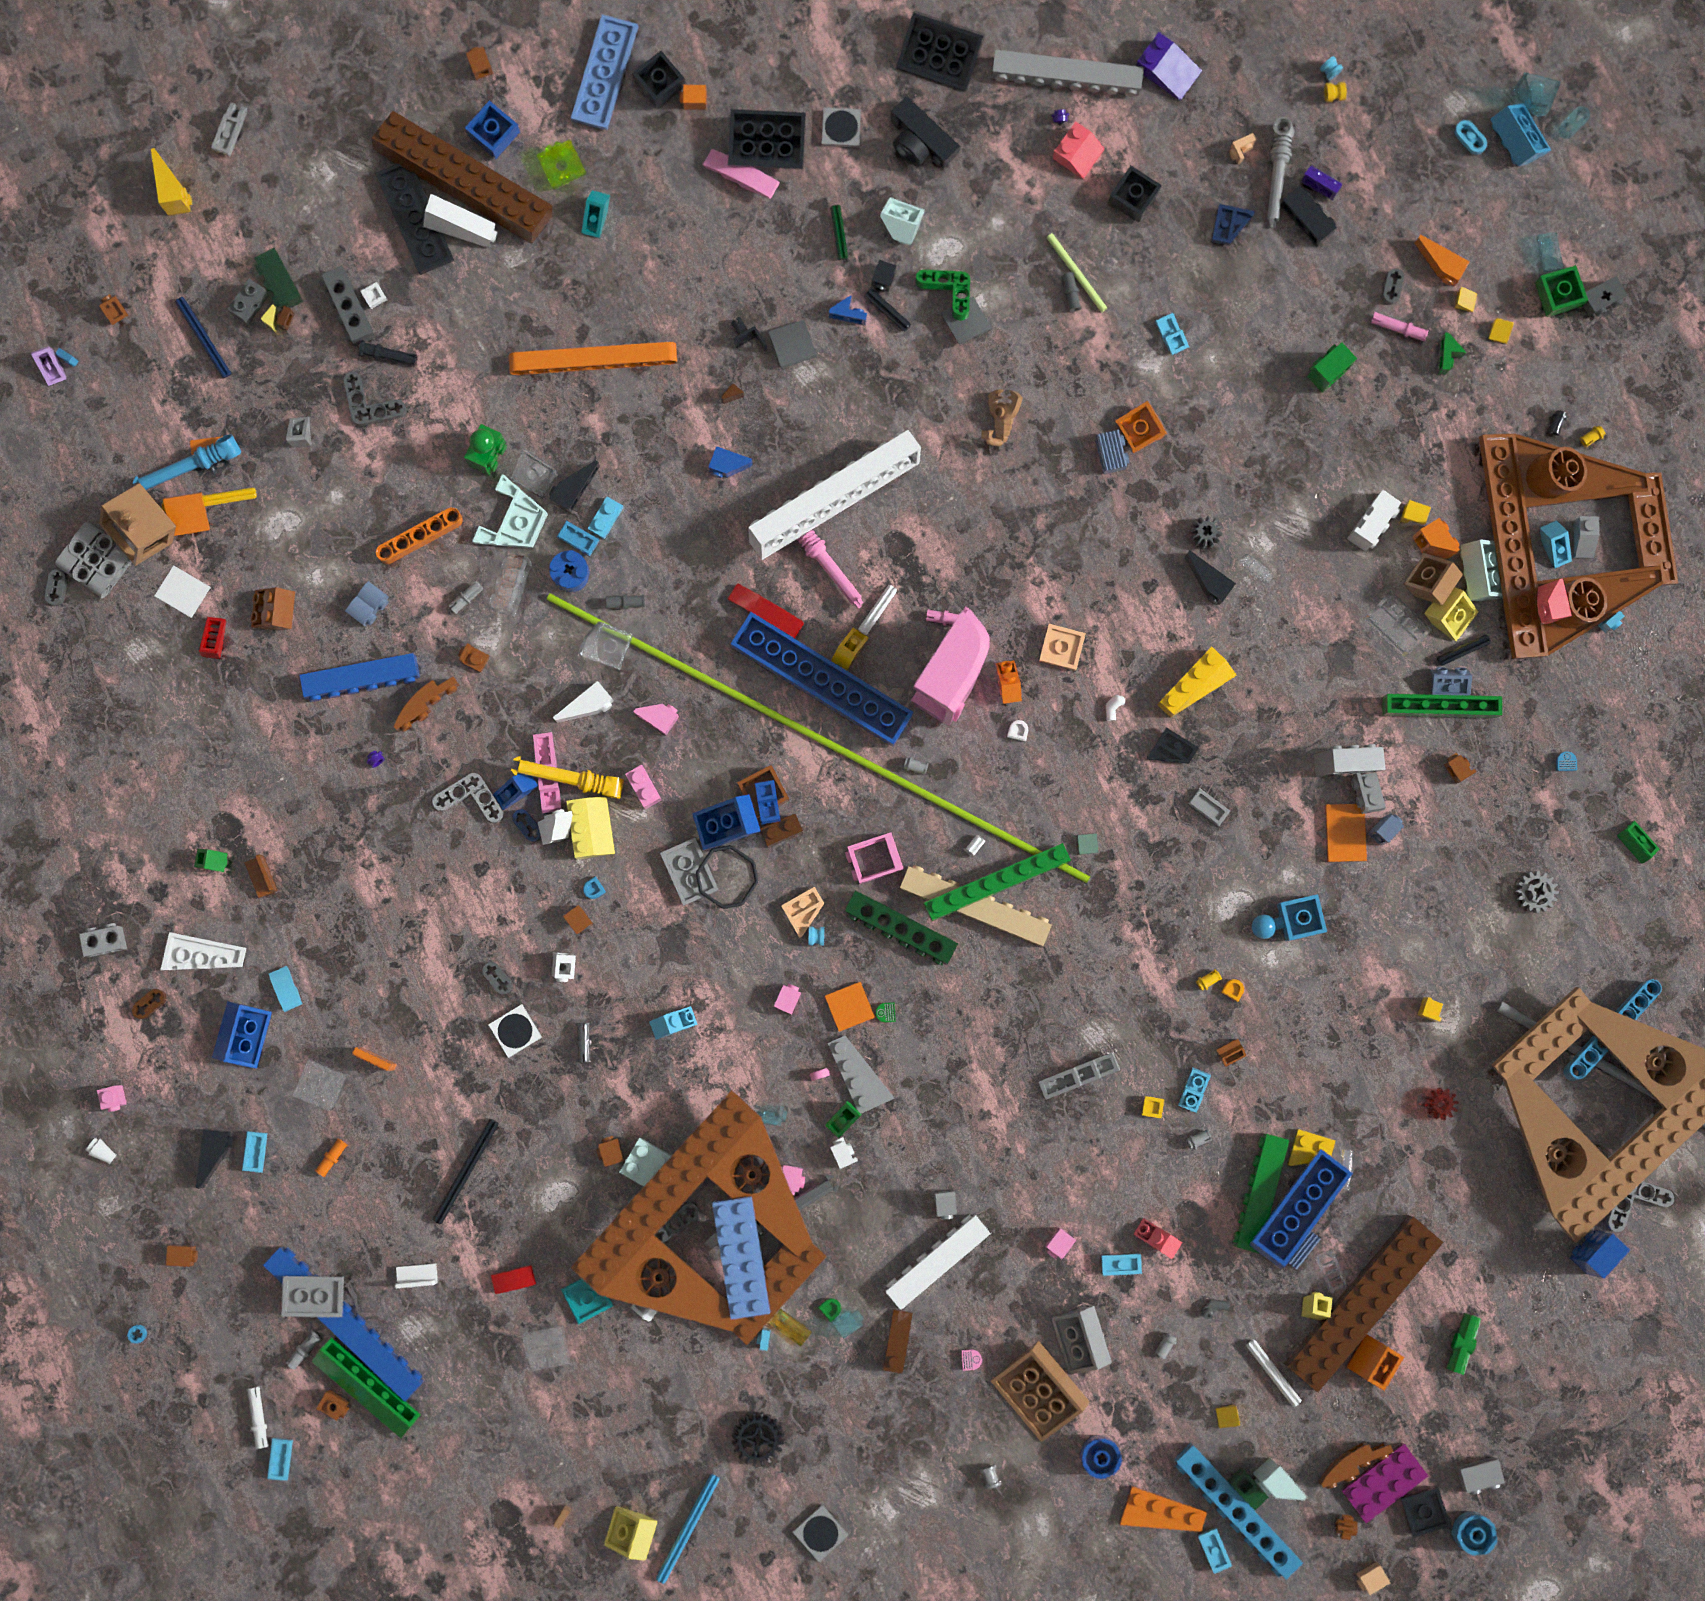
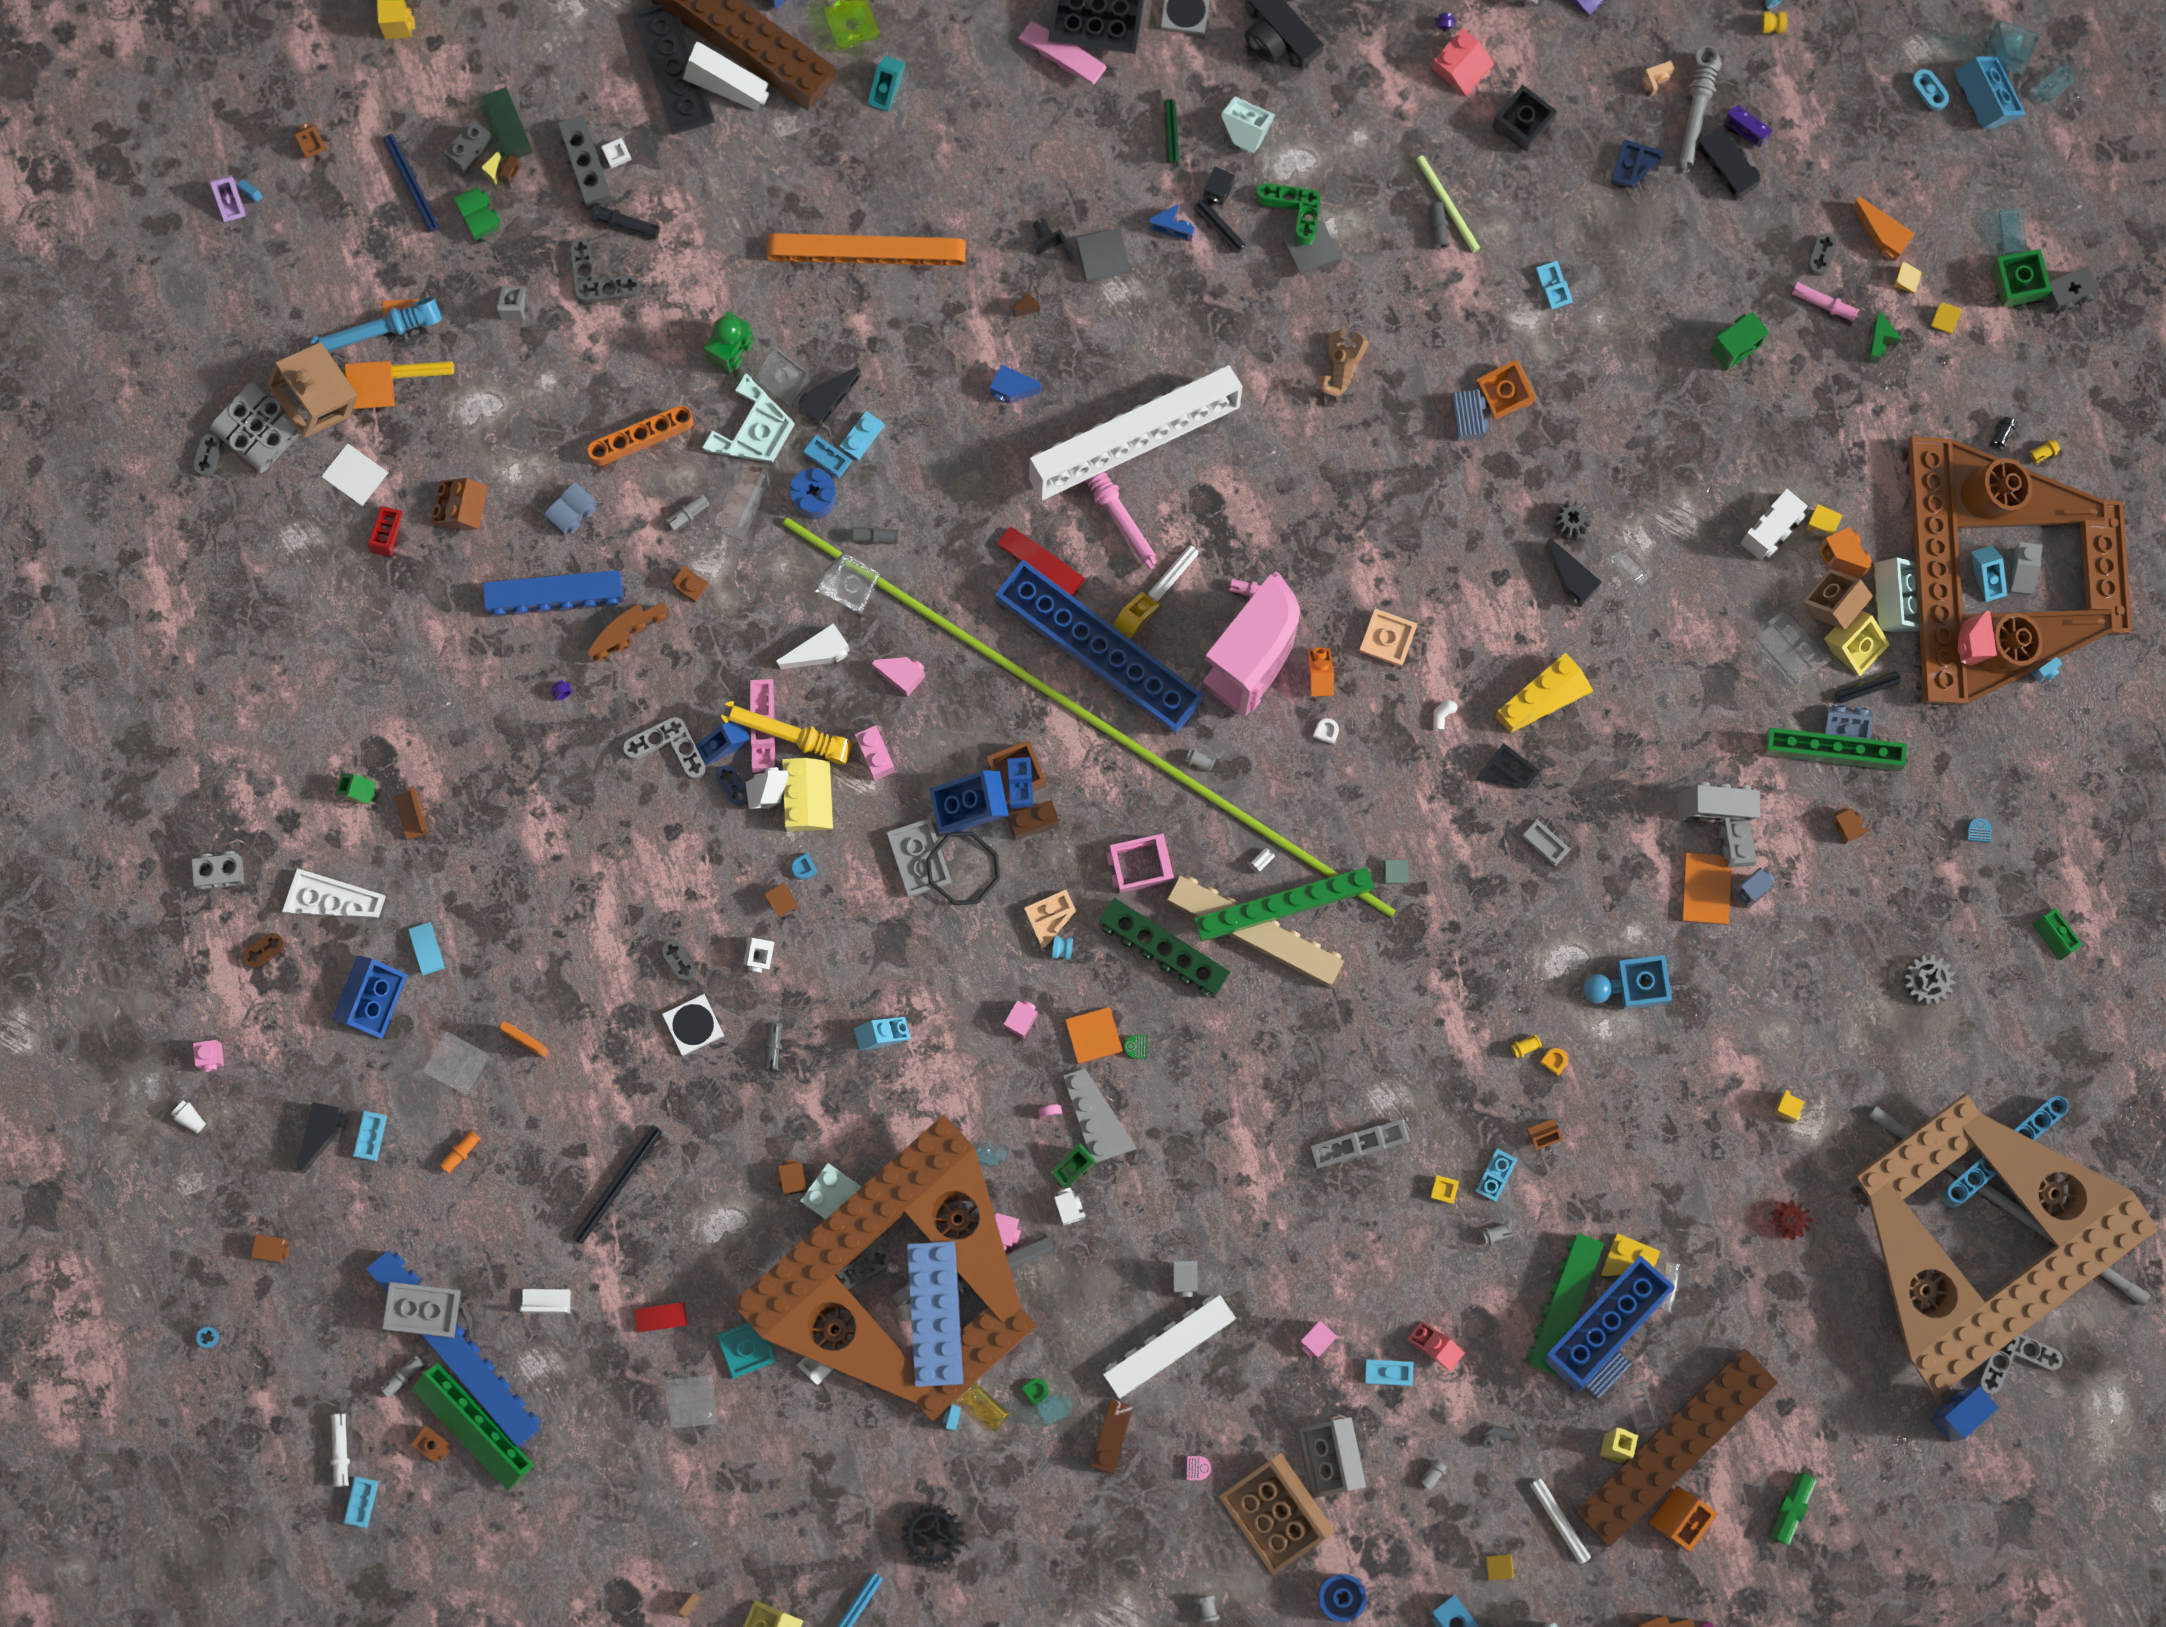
camera: 10 degrees right, 5 degrees down
(261, 358) = (477, 213): none -> green brick

